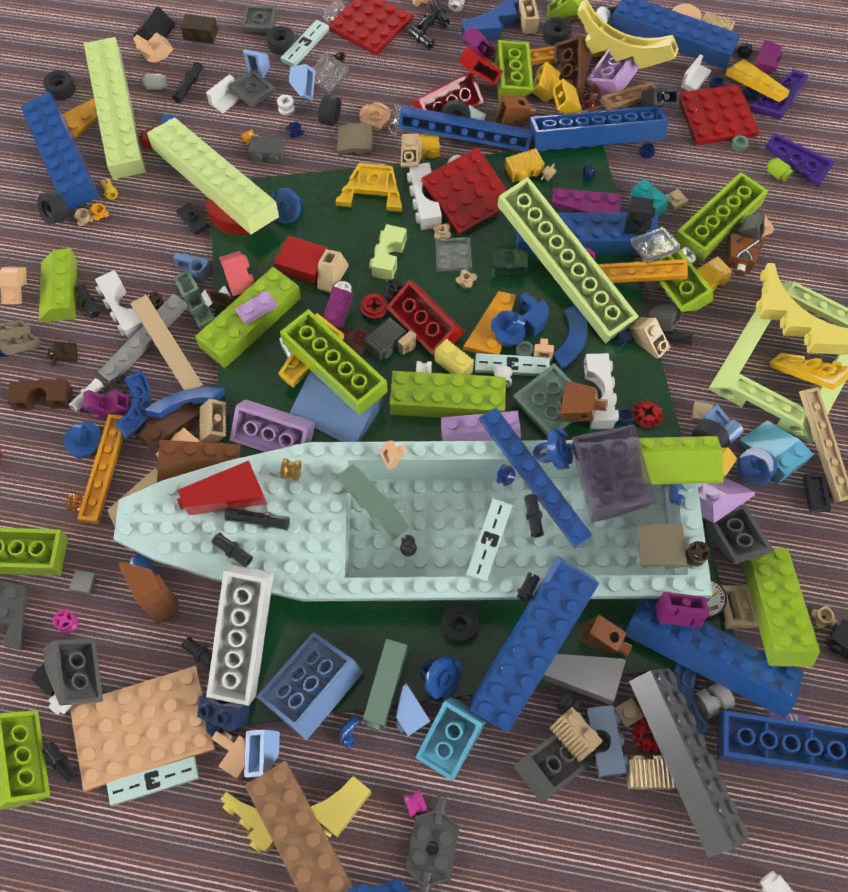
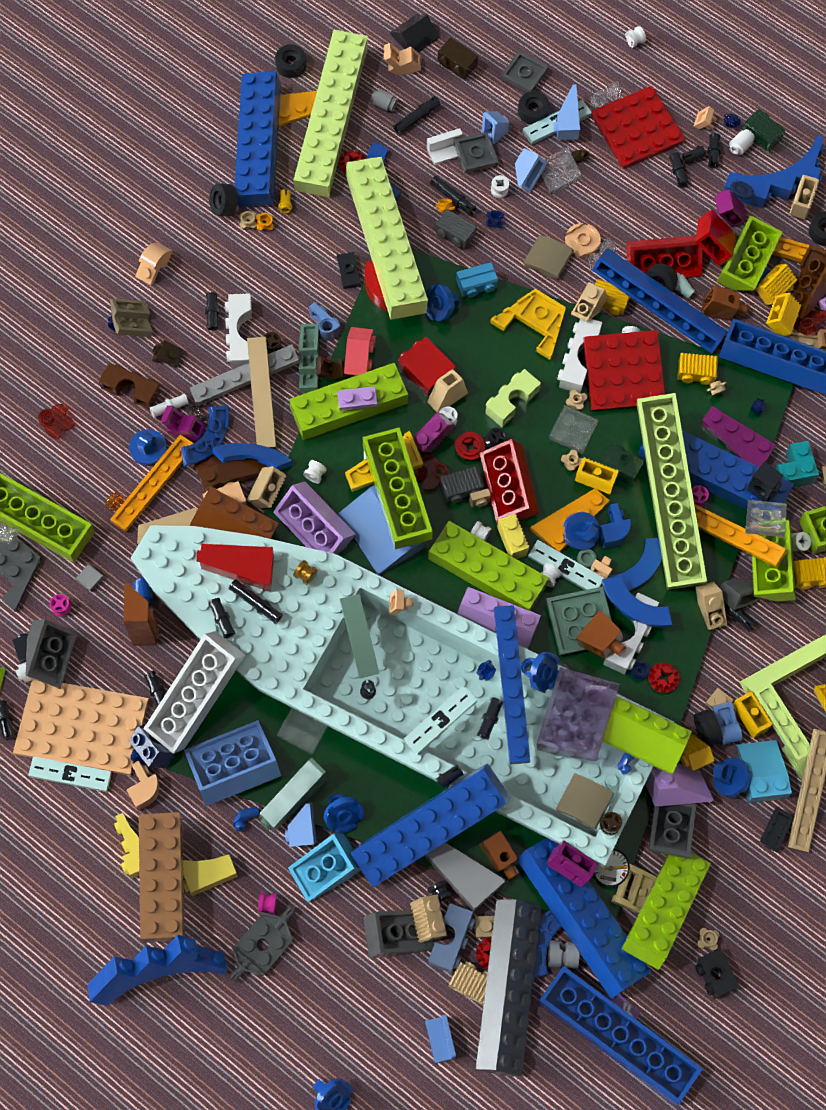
camera: 25 degrees right, 5 degrees up
(58, 286) = (192, 284): lime slope -> none
(250, 388) = (315, 471): none -> white wheel
(258, 127) = (458, 199): none -> black pin
(260, 751) = (165, 796): light blue slope -> none
(306, 177) = (477, 280): none -> dark azure brick
(315, 36) = (567, 122): none -> light blue slope
(329, 110) = (538, 215): black tyre -> none
(360, 619) = (302, 731): none -> clear plate
(464, 612) = (384, 789): black tyre -> none
(480, 26) = (741, 190): none -> dark blue piece
(495, 279) = (596, 475): none -> yellow brick
(591, 367) = (632, 607): none -> blue tile
(624, 337) = (686, 593): plate -> none
(653, 845) = (440, 1039): none -> medium blue panel
(739, 407) = (752, 714): none -> yellow brick

